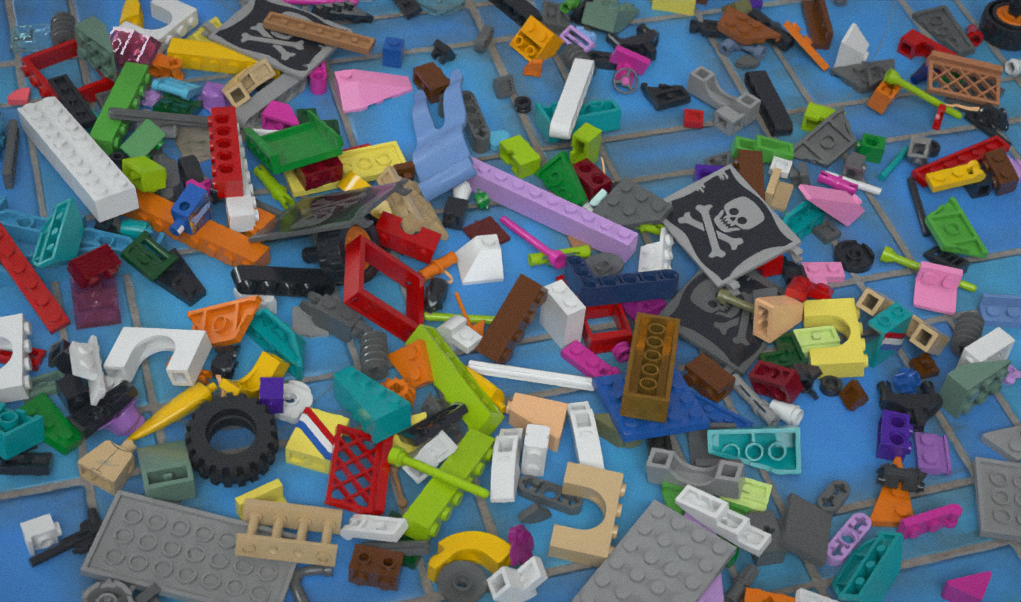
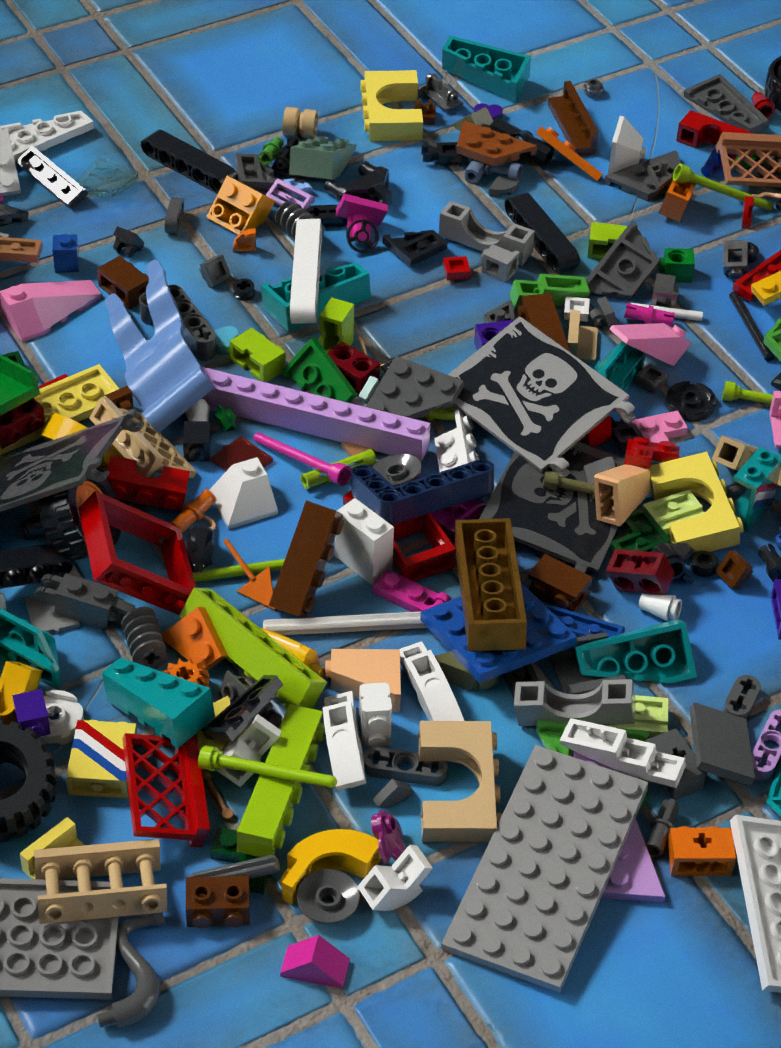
camera: 10 degrees left, 0 degrees up
(374, 528) = (203, 853): white plate -> none
(458, 334) = (244, 591): white brick -> none
(621, 351) = (446, 572): dark pink bush -> none
(769, 416) = (642, 616): light grey pin -> none
(893, 164) = (708, 279): teal bar -> none

